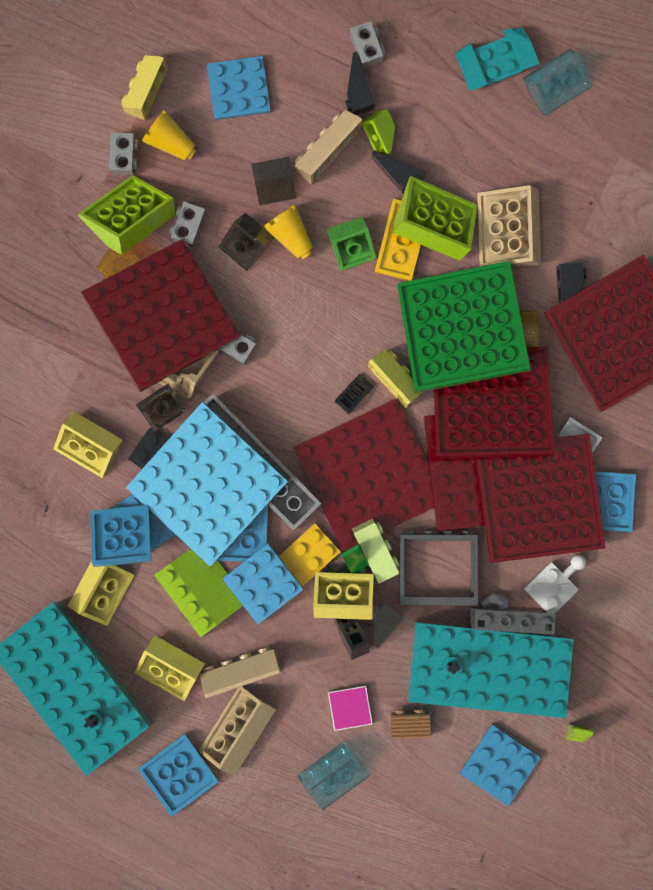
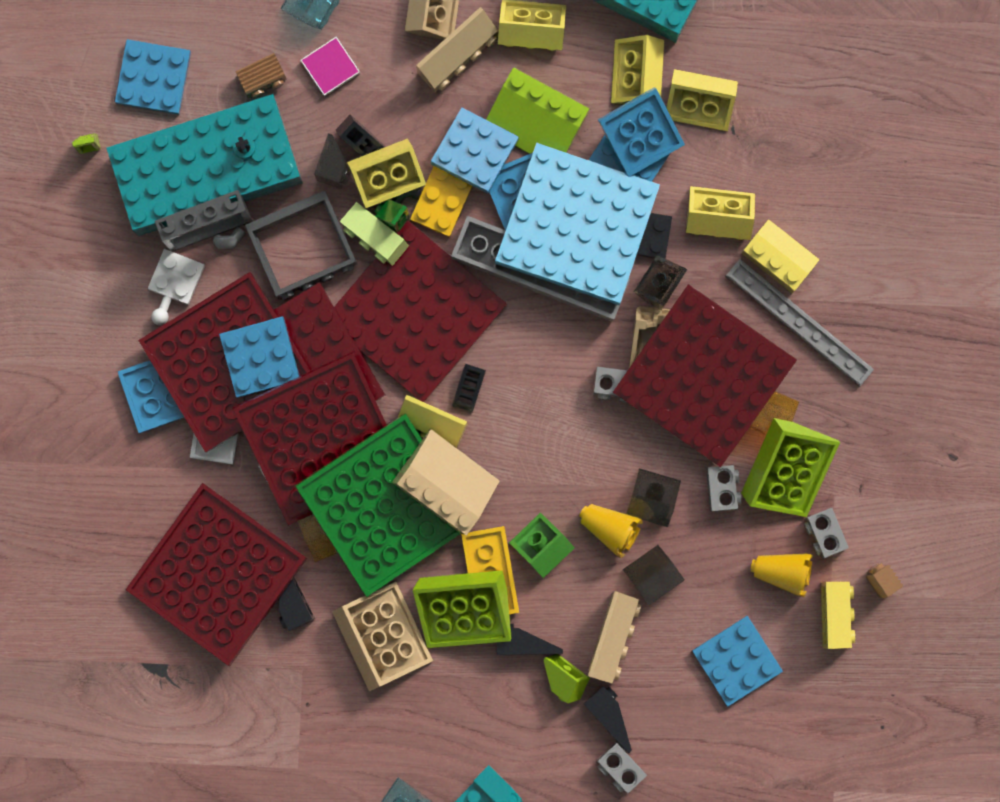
camera: 155 degrees right, 0 degrees up
(55, 387) = (780, 256): none -> light yellow slope
(59, 543) = (701, 100): none -> light yellow slope
(66, 329) = (799, 322): none -> light grey tile
(94, 95) = (883, 580): none -> medium nougat brick
(406, 322) = (446, 482): none -> tan slope
(513, 489) = (259, 356): none -> dark azure plate

